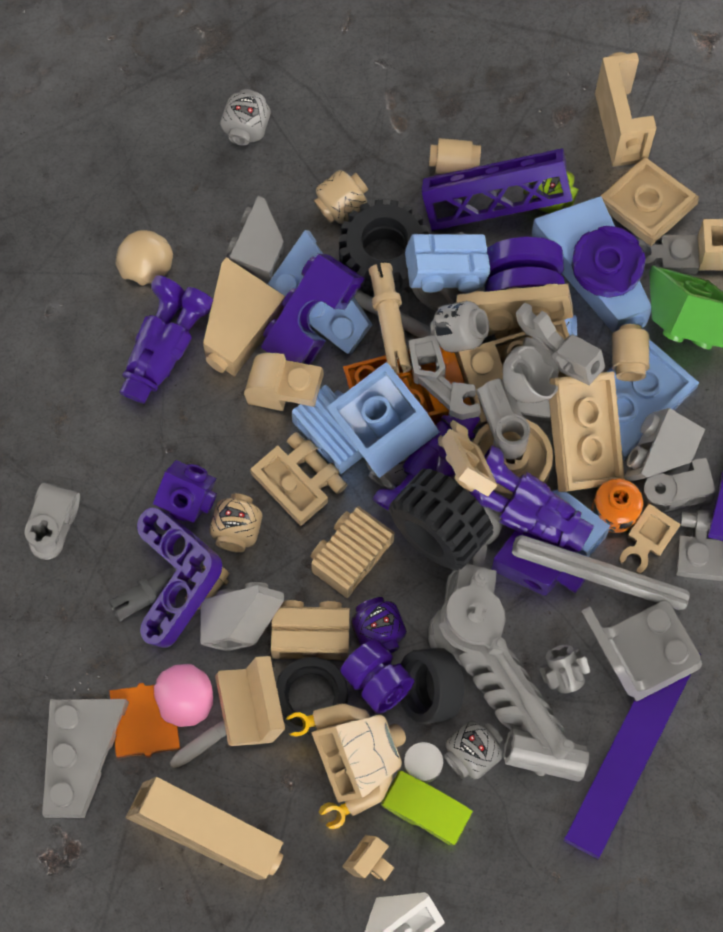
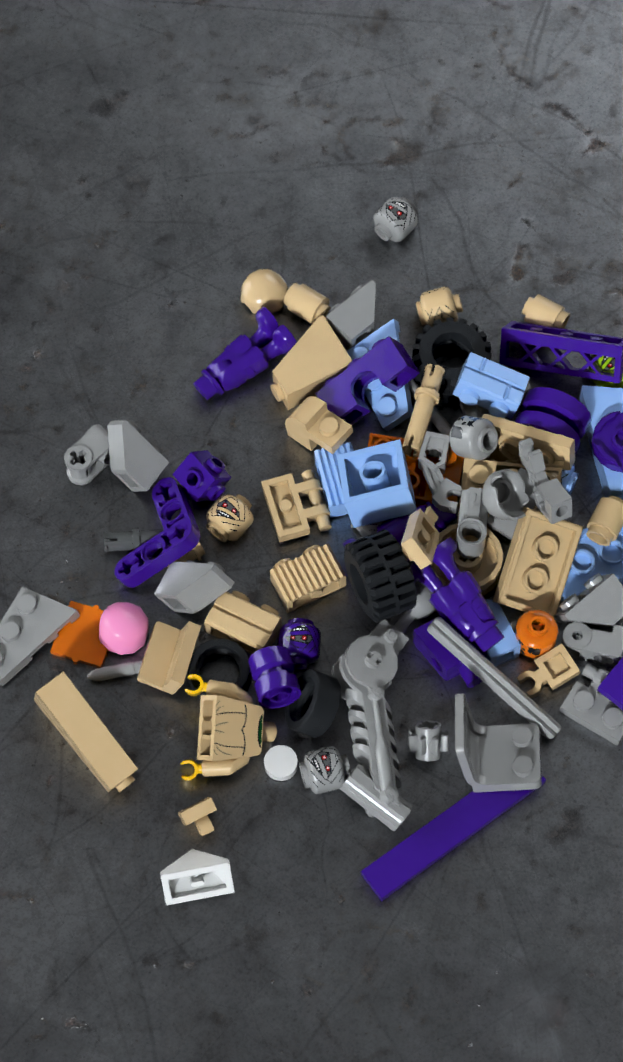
camera: 30 degrees right, 5 degrees down
(101, 503) = (133, 457): none -> light grey slope
(198, 250) = (306, 302): none -> tan brick
(426, 807) = (264, 797): lime slope -> none

